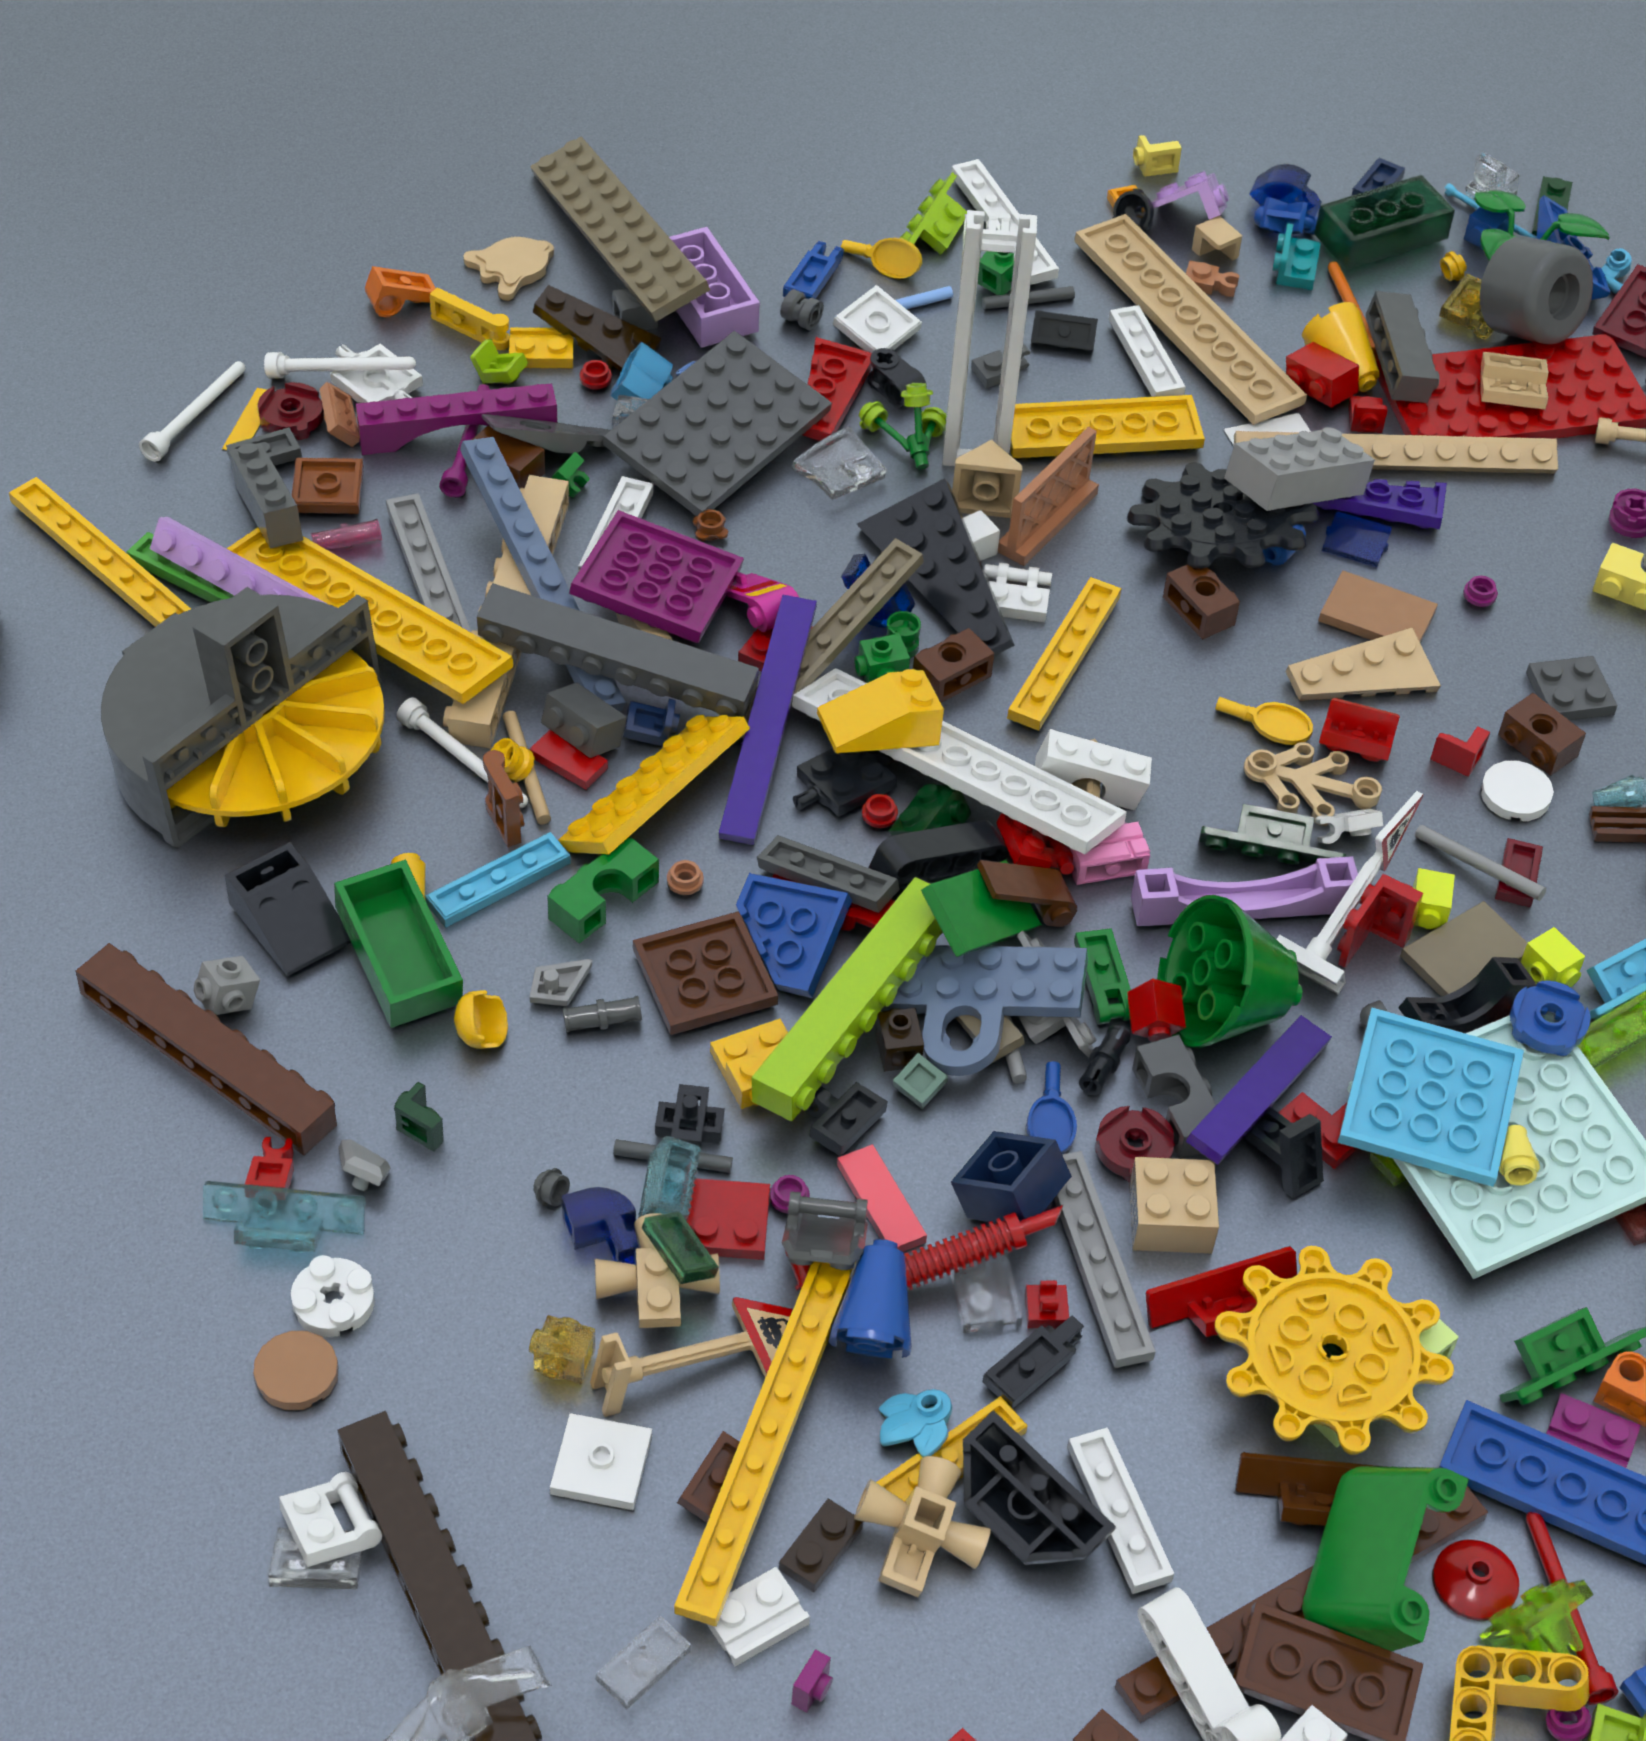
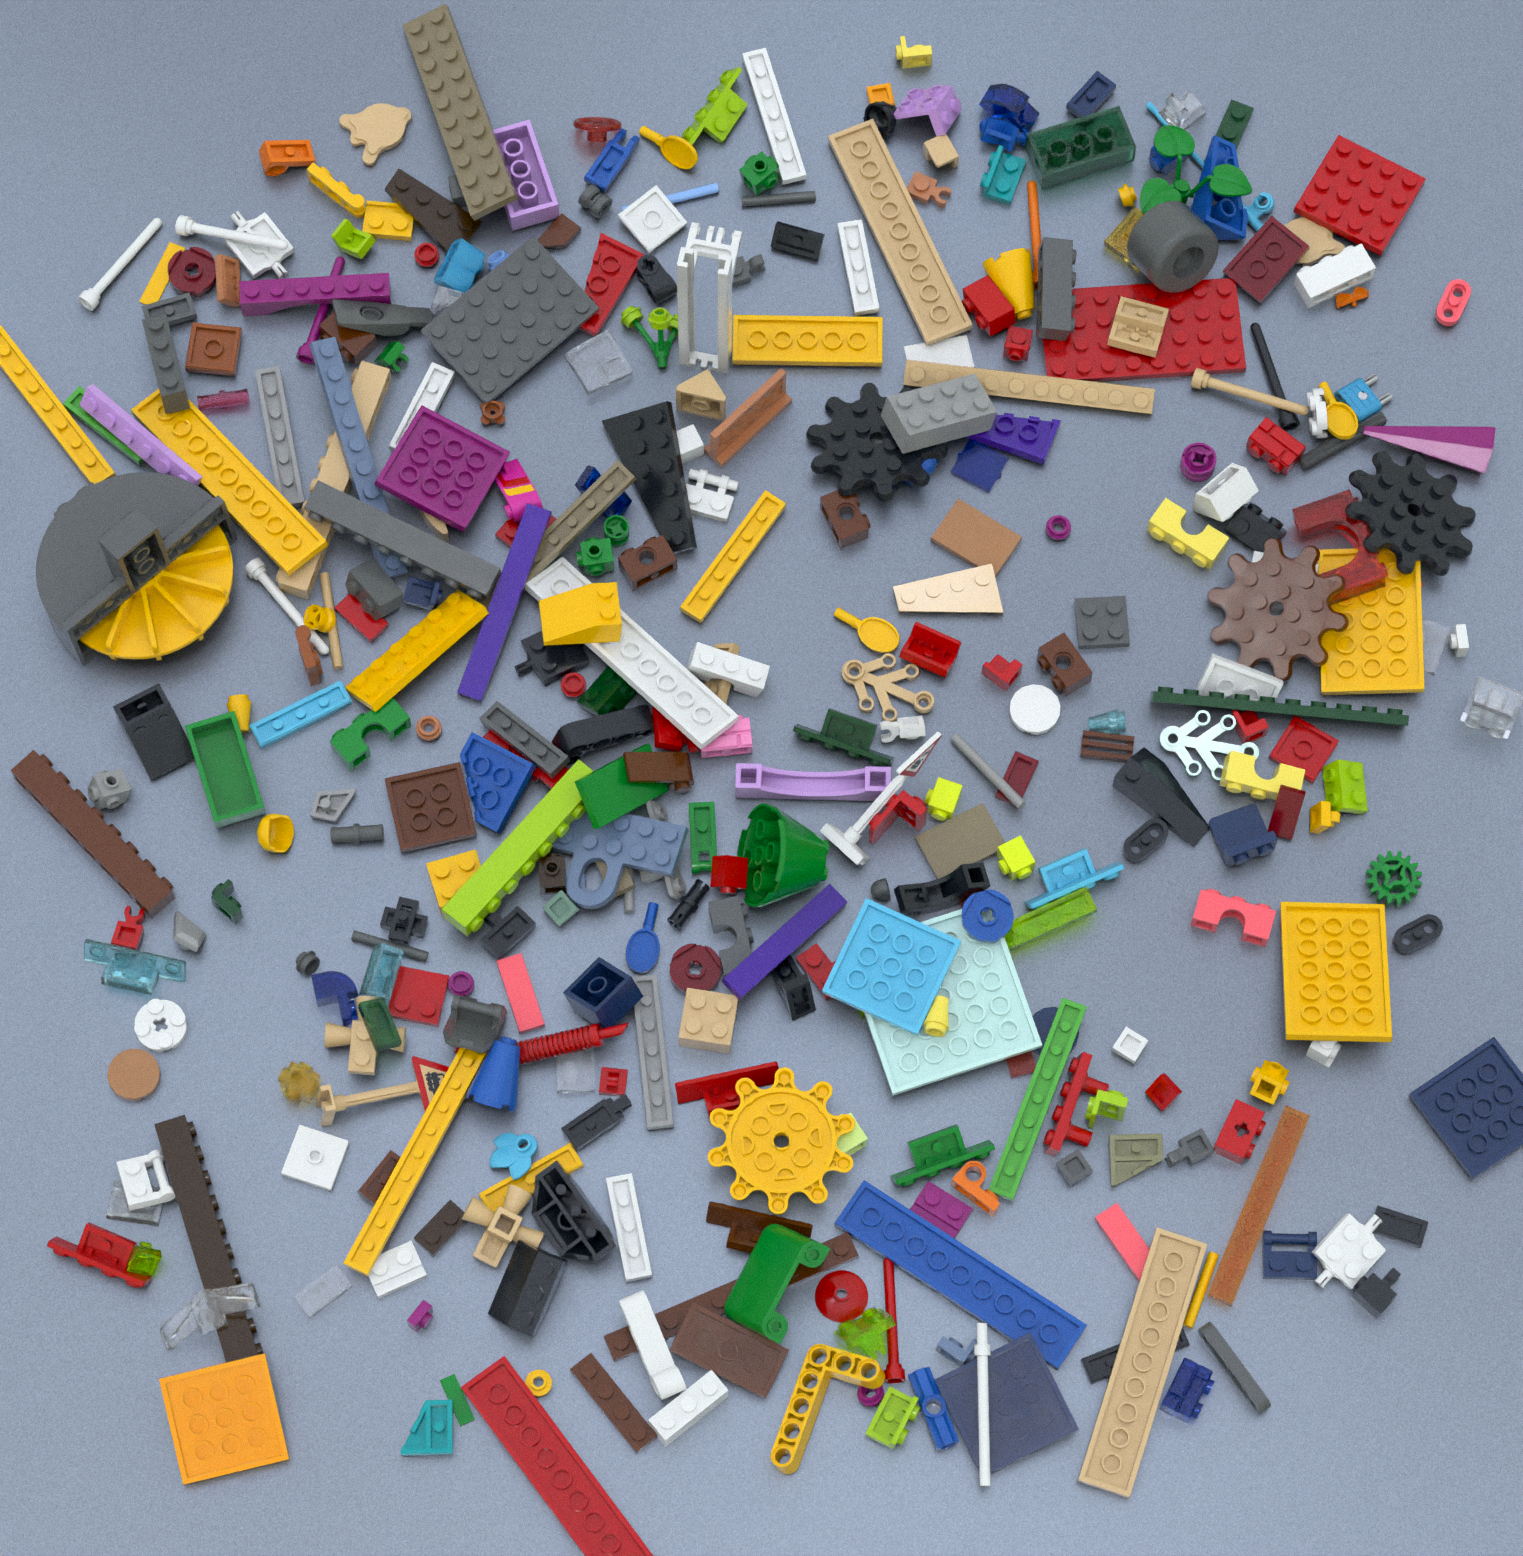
camera: 10 degrees right, 20 degrees up
(268, 1634) = (102, 1250): none -> red bracket
(338, 1642) = (144, 1259): none -> clear neon green tile
(768, 340) = (559, 233): none -> reddish brown tile
(789, 239) = (597, 127): none -> clear red piece
(980, 1613) = (527, 1288): none -> black slope

